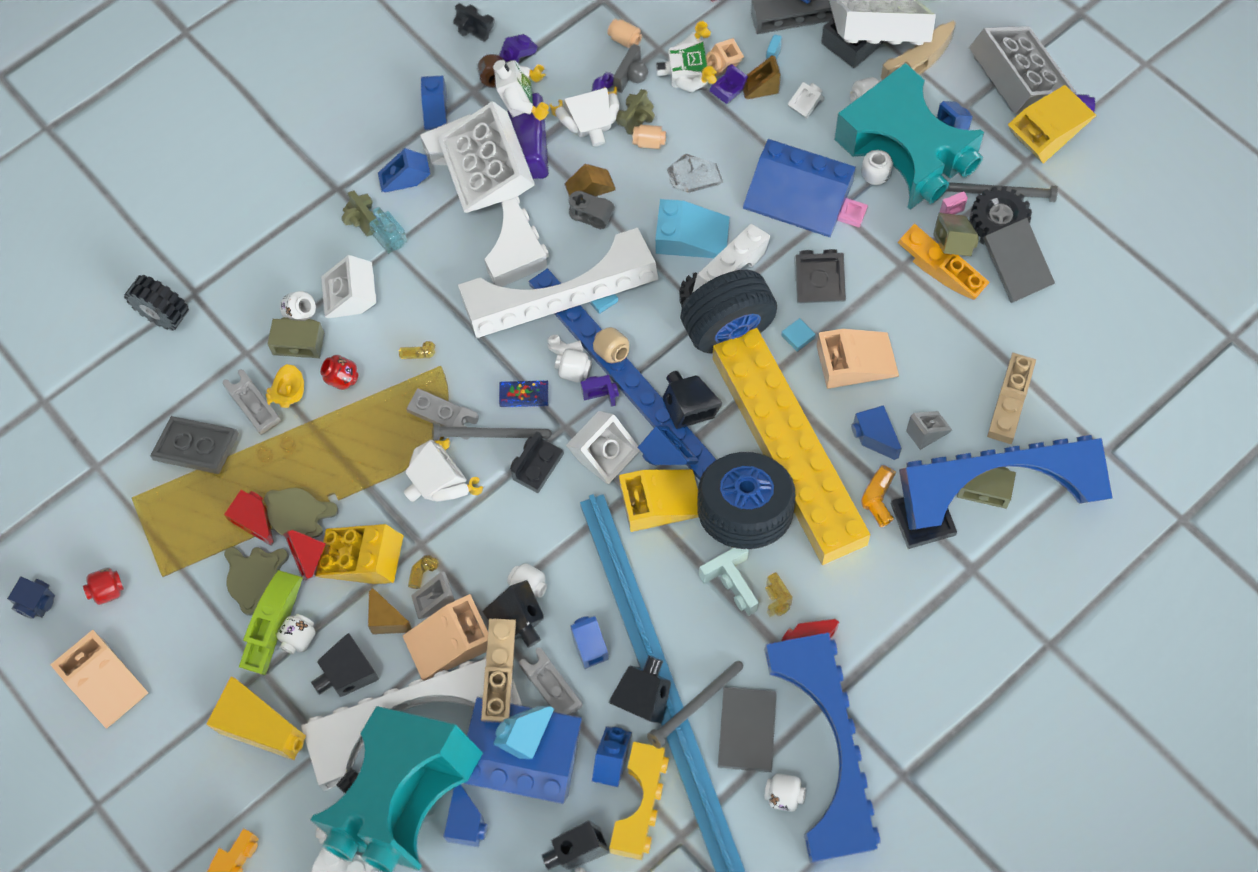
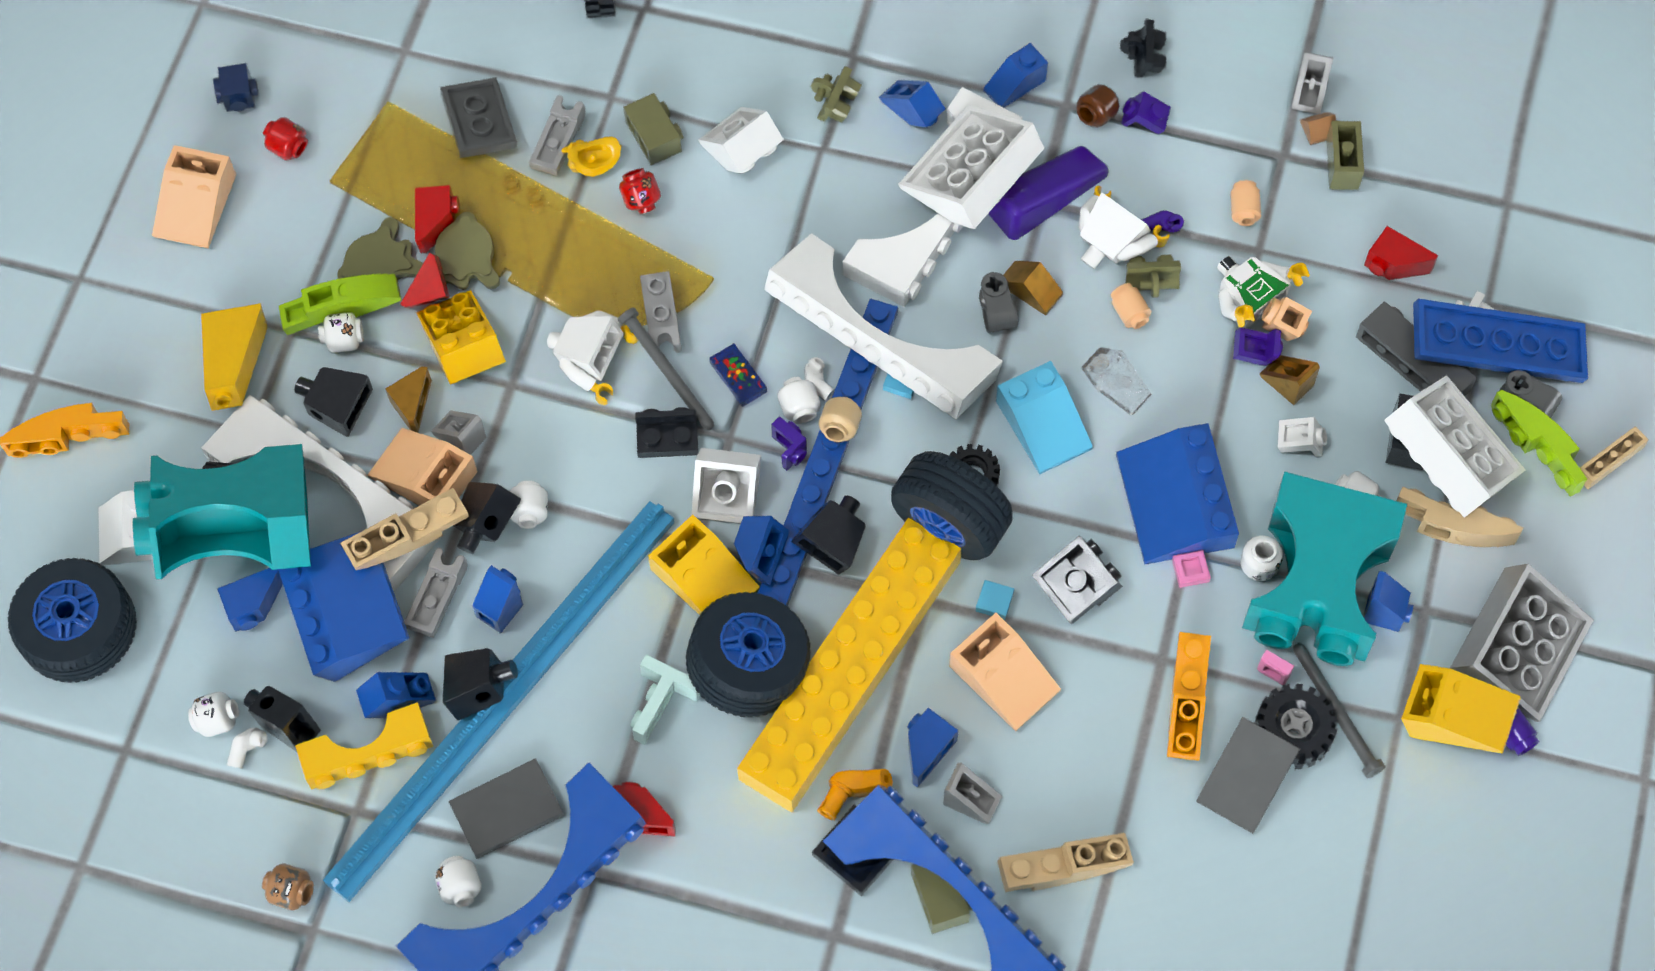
camera: 55 degrees right, 0 degrees up
(298, 306) = (685, 107): white head -> none
(387, 230) = (831, 131): clear light blue brick -> none
(420, 567) = (481, 398): clear yellow arm -> none
(426, 351) = (712, 245): clear yellow arm -> none
(515, 88) = (1087, 138): white torso -> none
(523, 731) = (351, 586): medium azure slope -> none
(630, 69) = (1202, 236): dark grey tile -> none
(657, 738) = (497, 739): dark grey bar -> none
(743, 250) = (1054, 482): white arch -> none
(774, 47) = (1340, 365): medium azure tile -> none
(778, 591) = (673, 752): clear yellow bracket -> none
(955, 234) = (1229, 687): olive brick -> none

